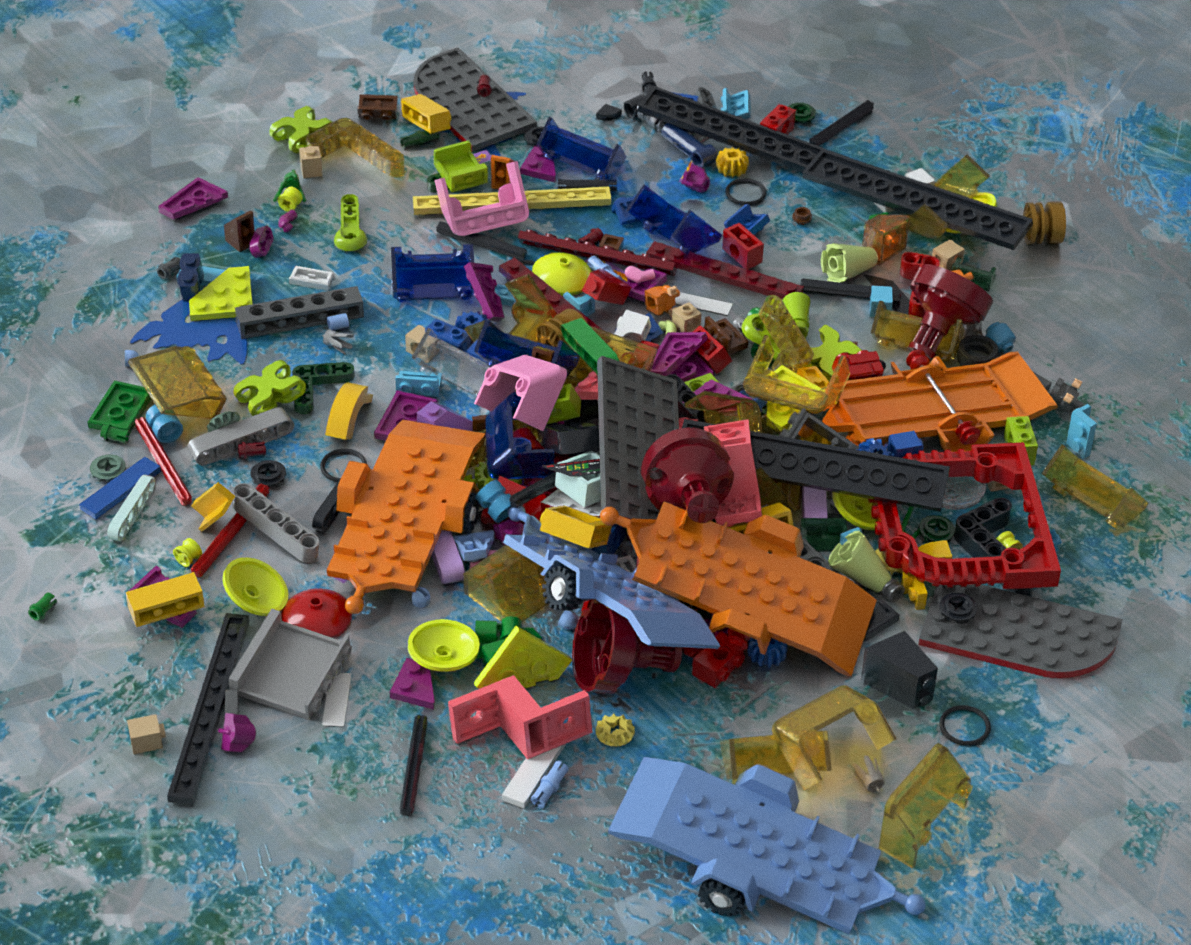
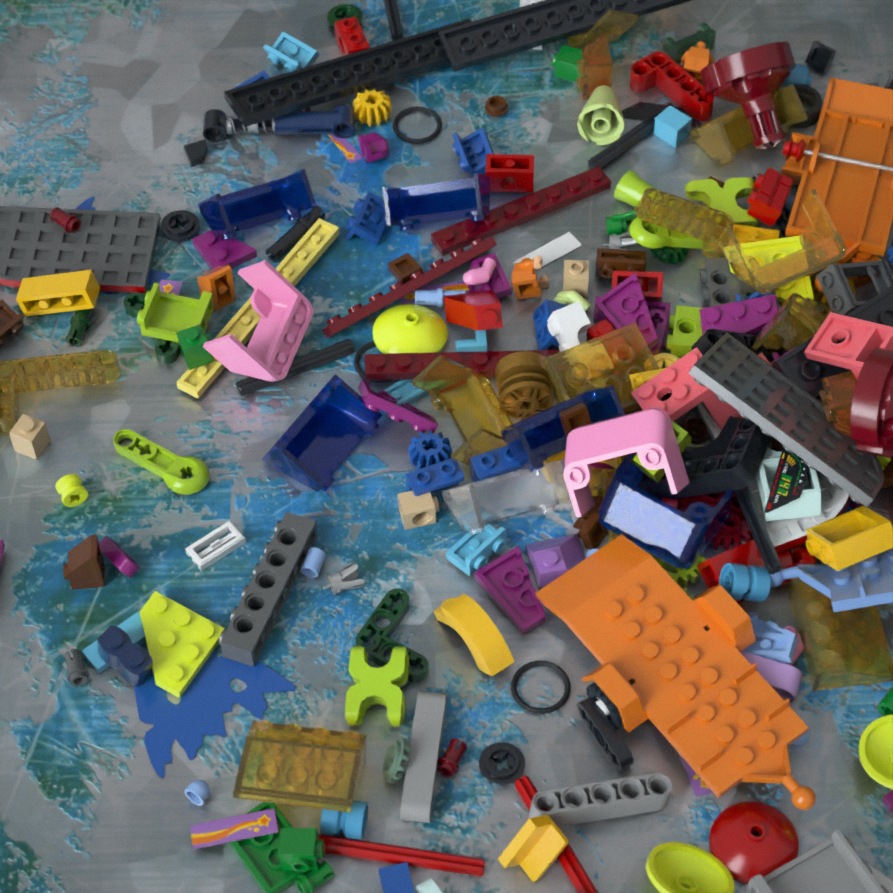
camera: 50 degrees left, 10 degrees up
(118, 384) = (233, 828): none -> medium lavender sticker
(122, 411) = (300, 849): none -> green brick
(284, 221) = (101, 516): magenta arm -> none
(290, 180) = (43, 472): green plant -> none
(437, 174) = (191, 345): none -> green brick
(507, 527) = (775, 605): magenta piece -> none
(586, 342) = (607, 369): green beam -> none
(594, 236) = (380, 282): dark red pin -> none
(648, 82) = (190, 98): black pin -> none
(705, 97) = (251, 68): dark grey beam -> none
(948, 253) = (651, 40): tan brick -> none
(1040, 342) = (820, 56): none -> black tile

